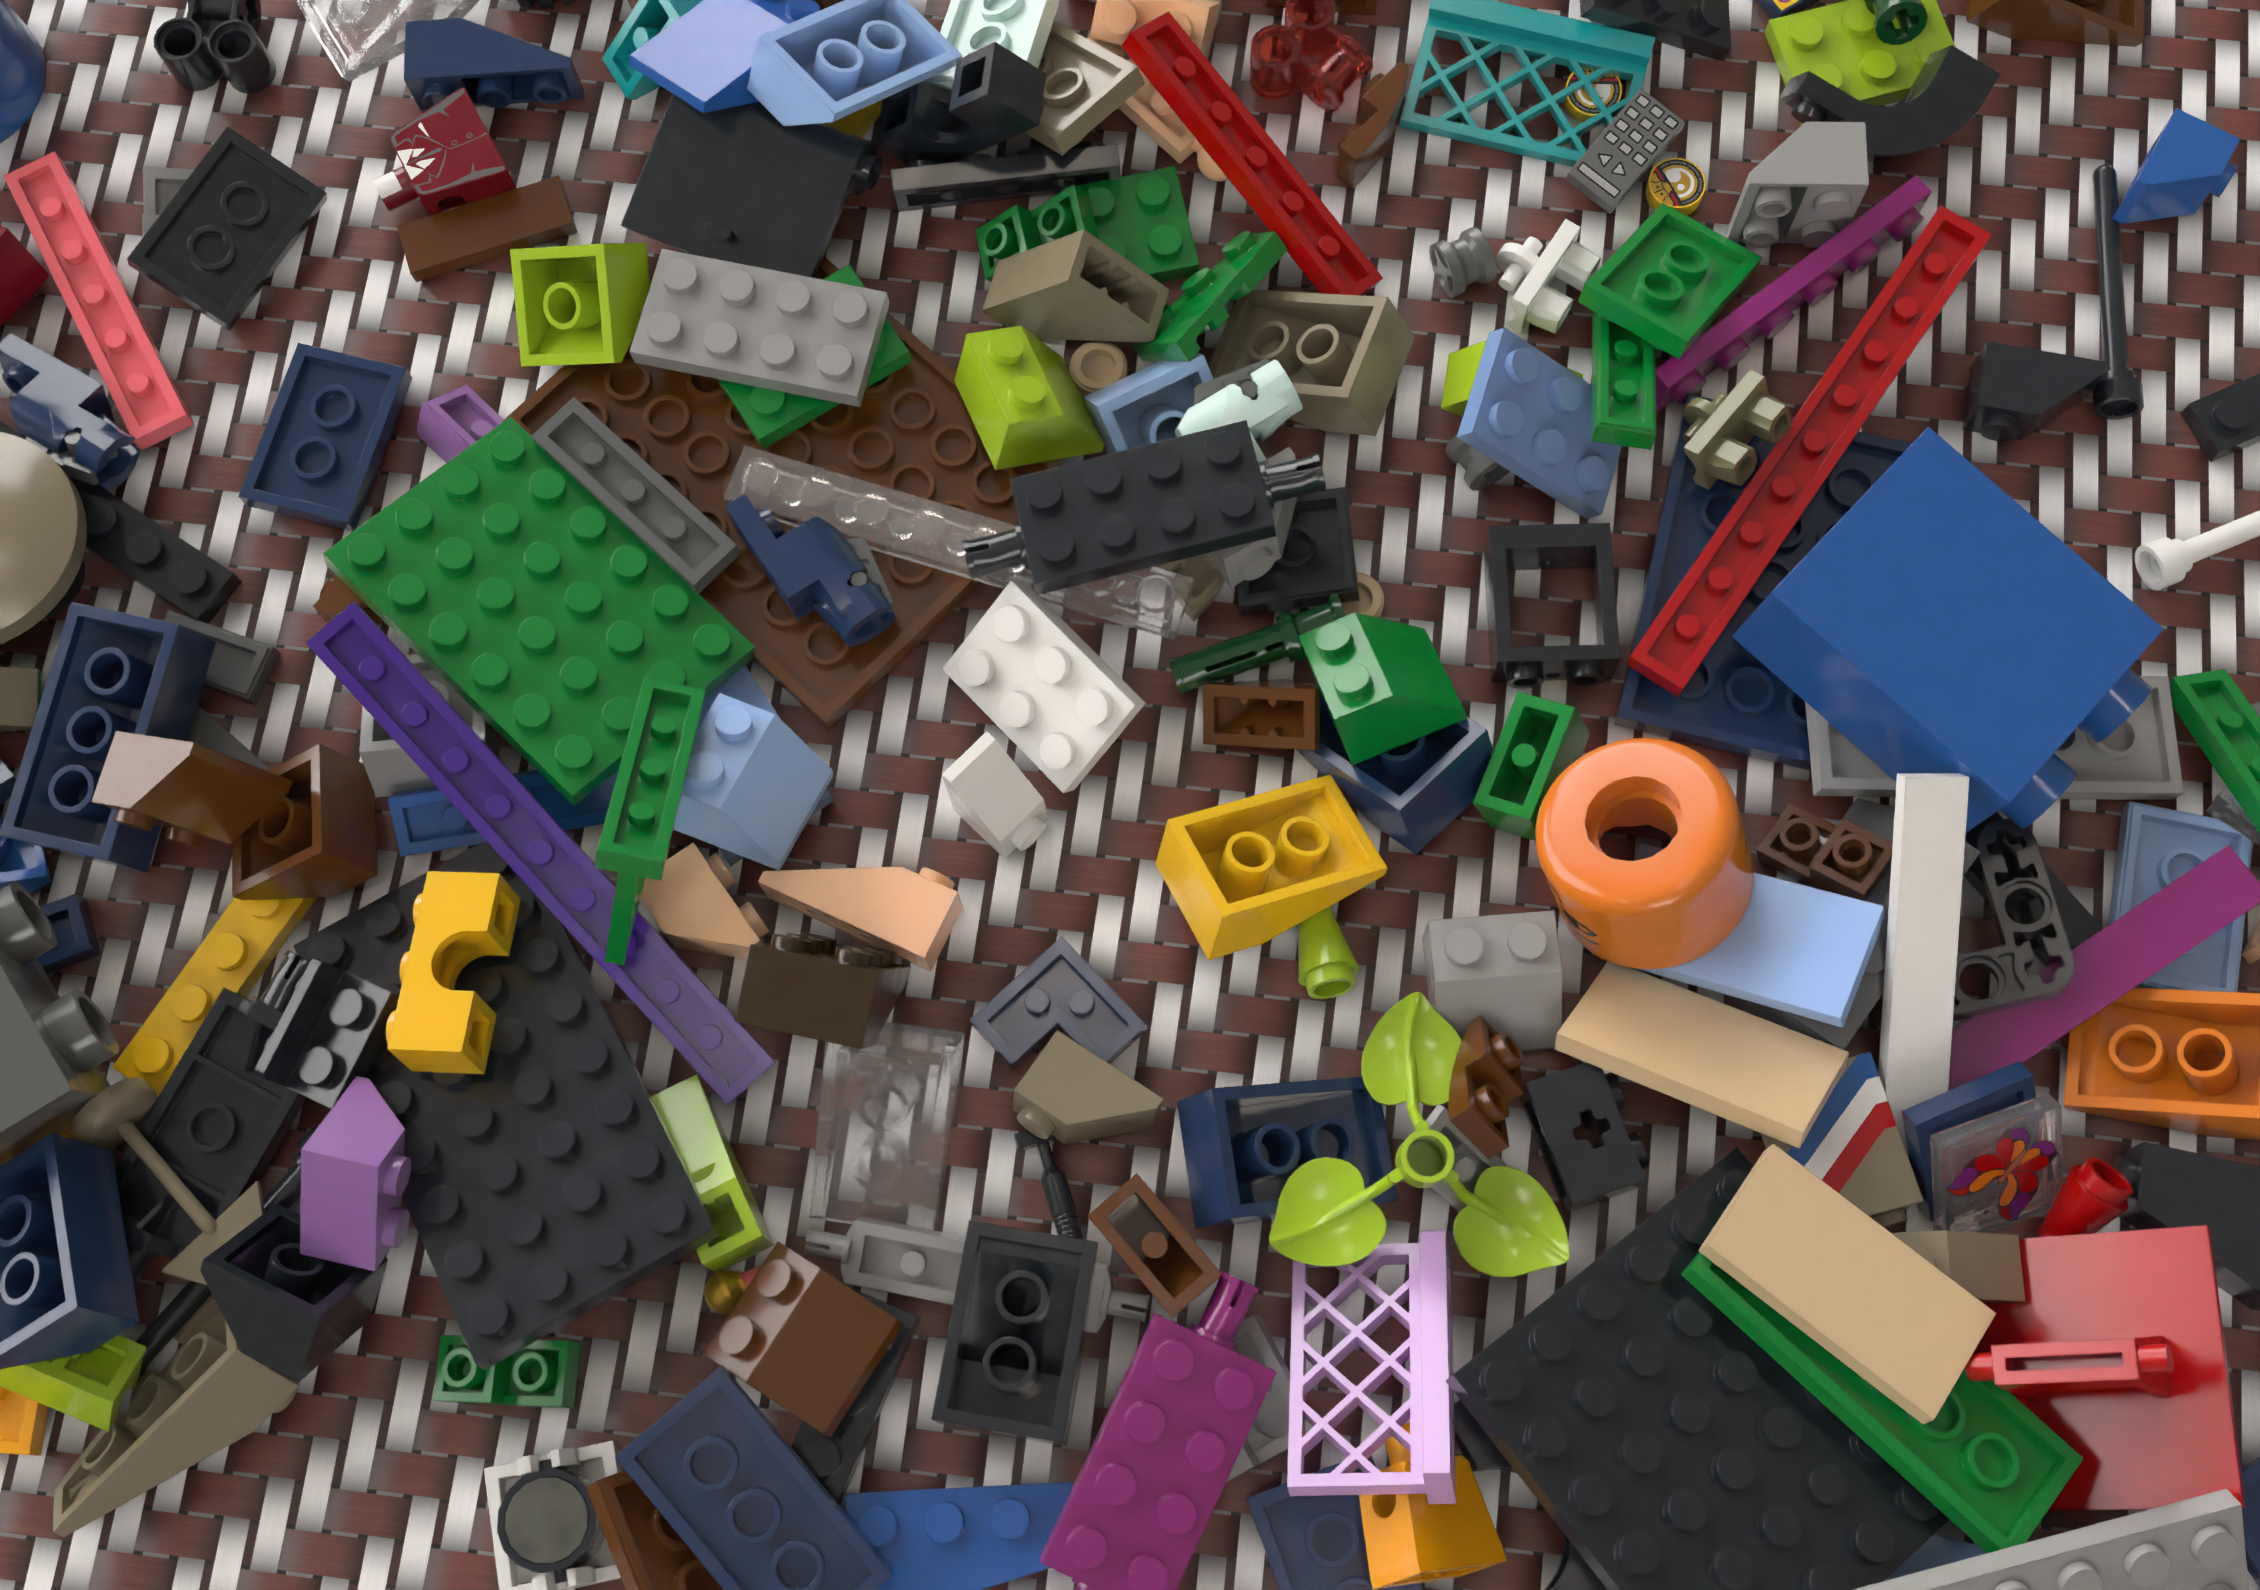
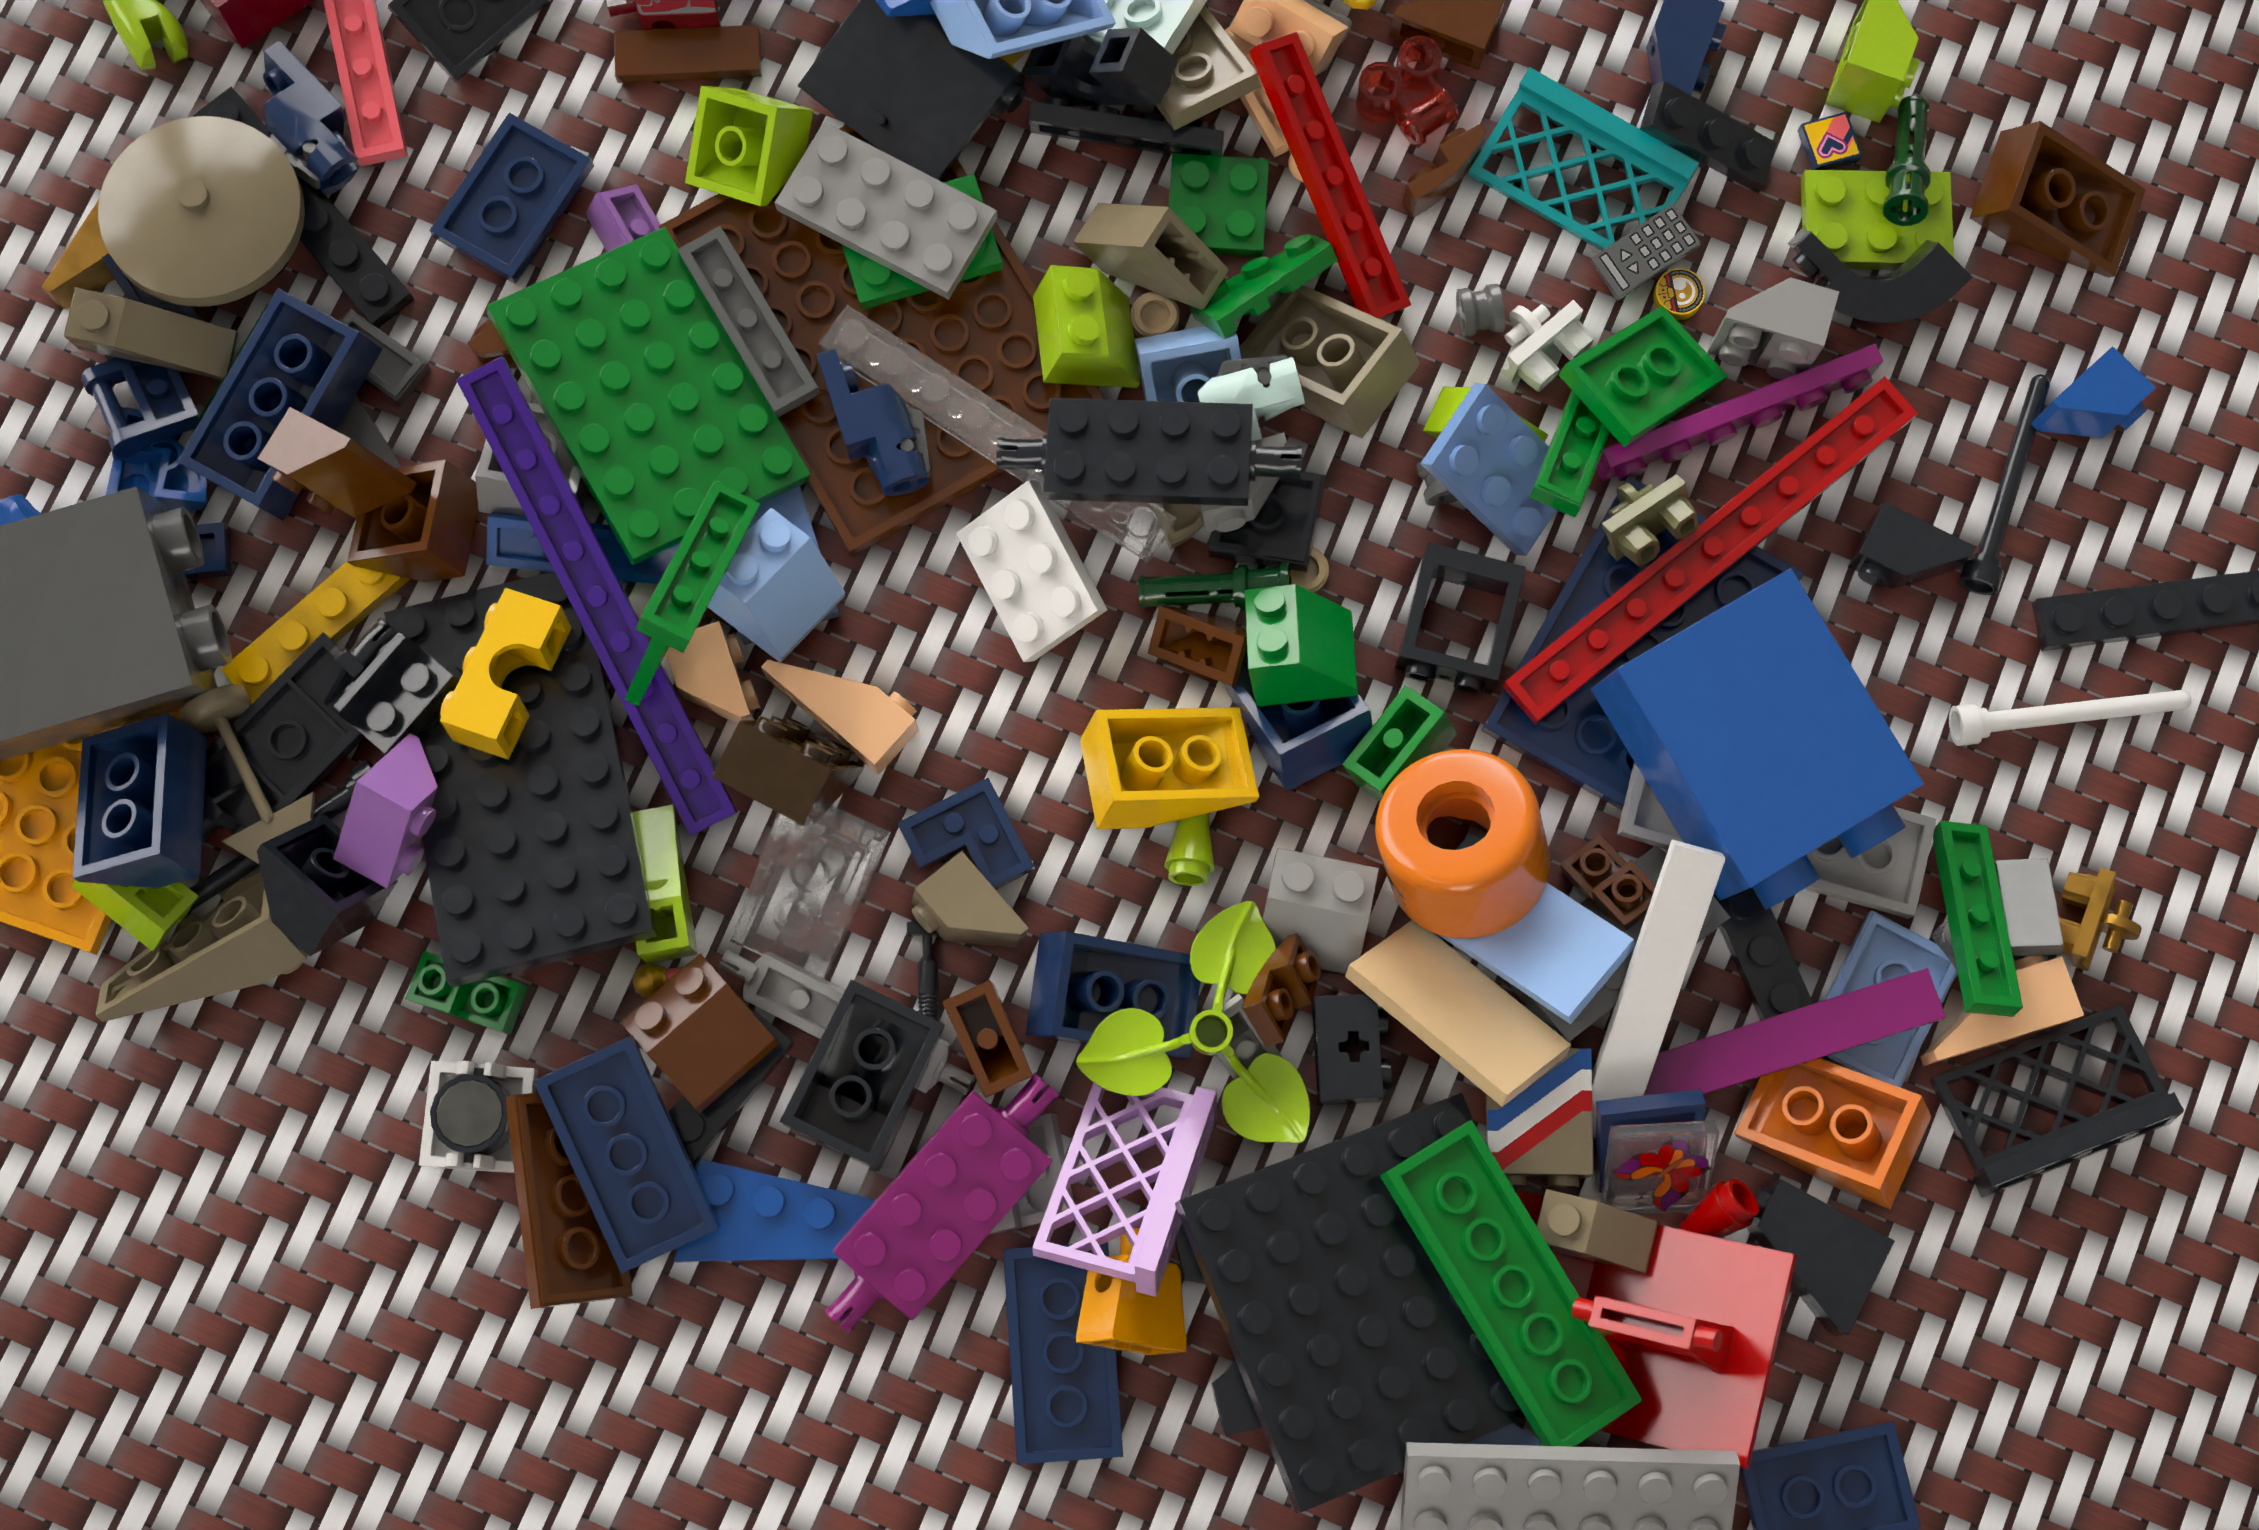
camera: 10 degrees right, 5 degrees up
(995, 797) = (967, 652): white slope -> none
(1026, 229) = (1148, 184): green slope -> none
(1580, 104) = (1649, 193): tile -> none
(1848, 1283) = (1503, 1218): tan tile -> none
(2010, 961) = (1725, 1009): black beam -> none

